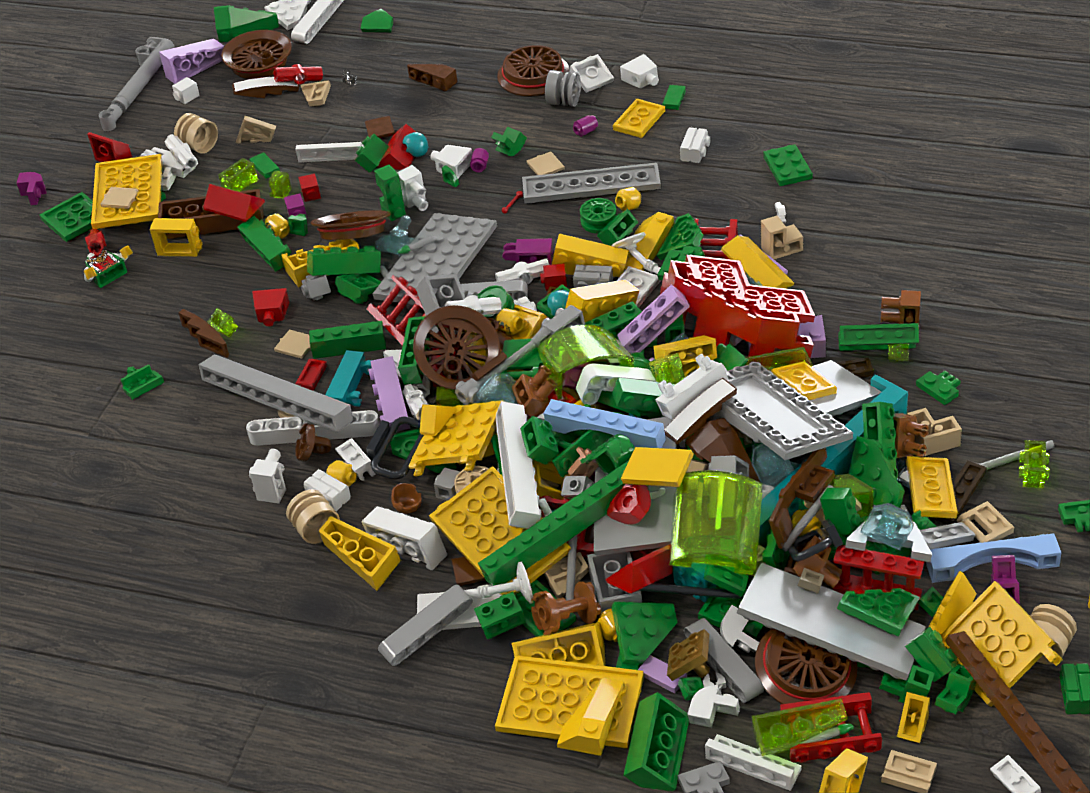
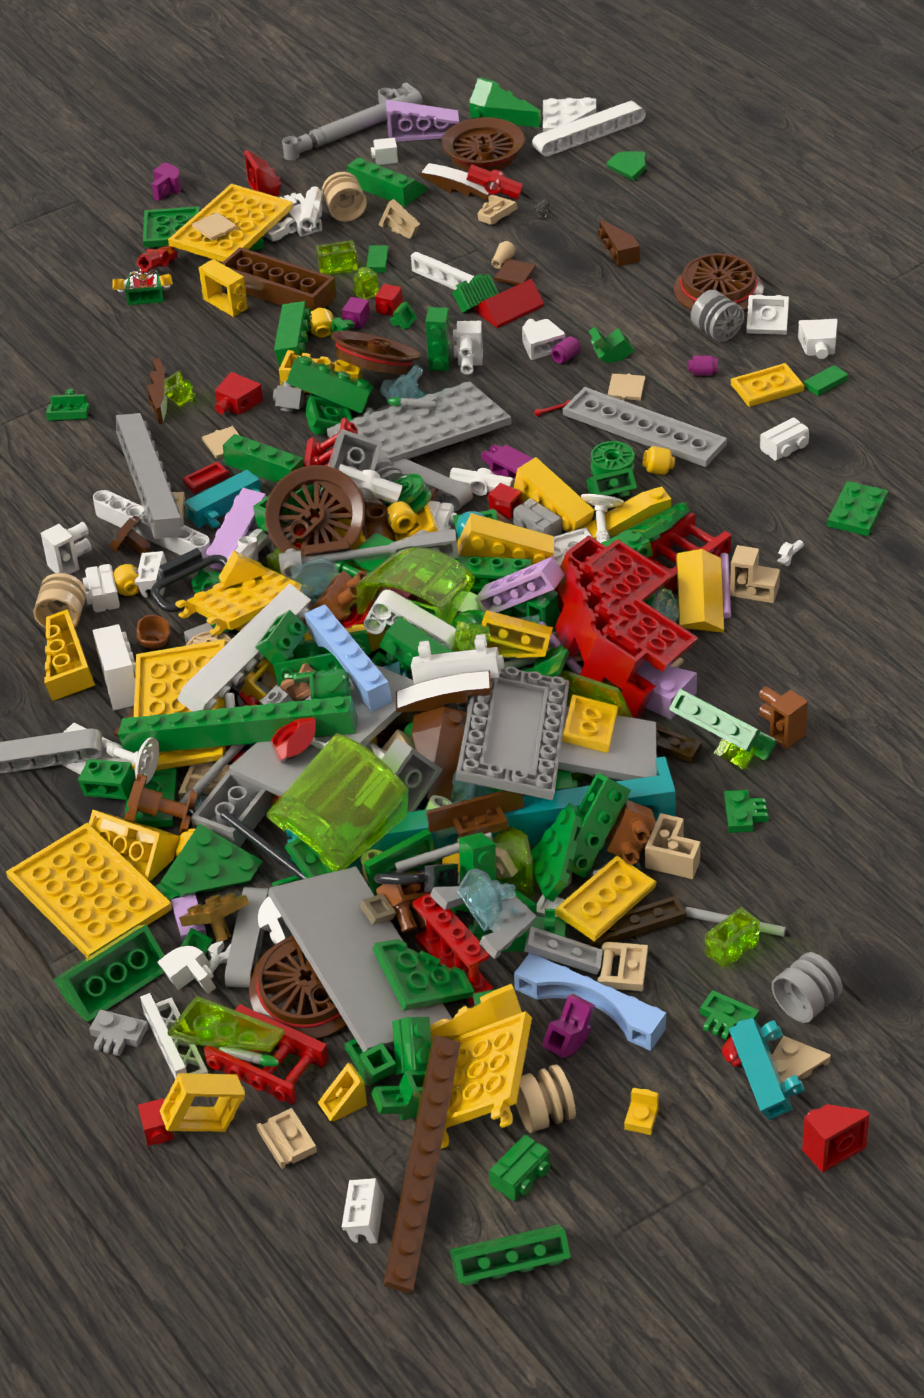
camera: 35 degrees right, 0 degrees up
(215, 110) = (385, 182): none -> green slope
(231, 203) = (294, 277): red slope -> none
(333, 194) = (403, 316): none -> green tile
(357, 118) = (504, 251): none -> tan cone
(416, 144) = (524, 305): teal hair -> none
(449, 176) = (522, 352): green tile -> none
(591, 722) = (77, 918): yellow wedge -> none
(643, 571) = (241, 809): red slope -> none
(657, 466) = (327, 716): yellow tile -> none
(781, 523) = (407, 840): reddish brown piece -> none

